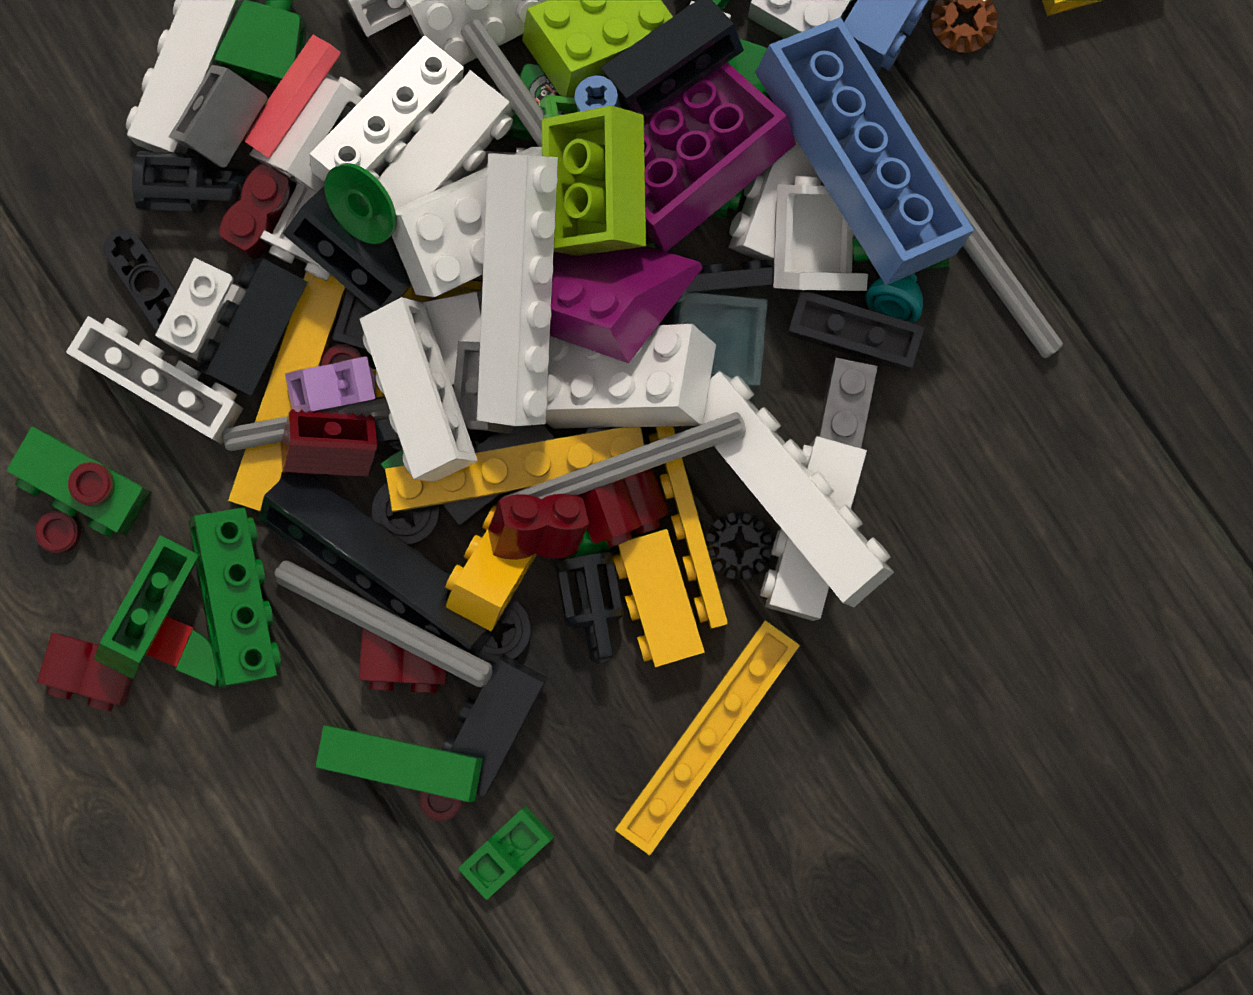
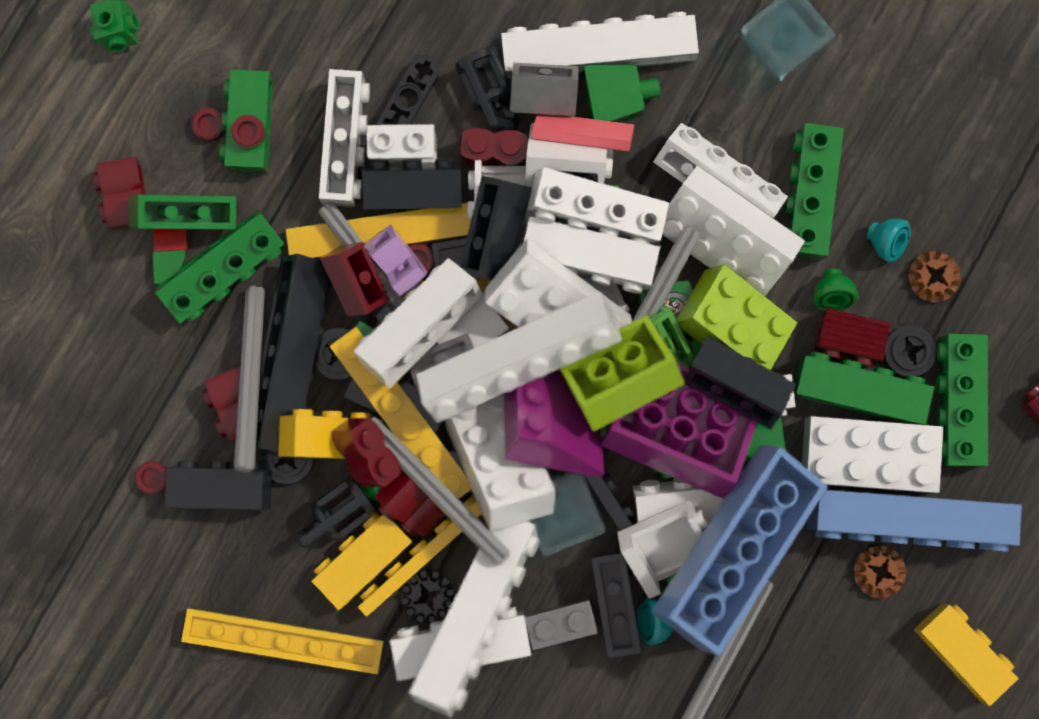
camera: 55 degrees right, 0 degrees up
(360, 203) = (524, 219): green dish -> none
(399, 763) = (160, 437): green tile -> none
(506, 852) = (136, 540): green slope -> none
(595, 87) = (679, 350): medium blue wheel -> none

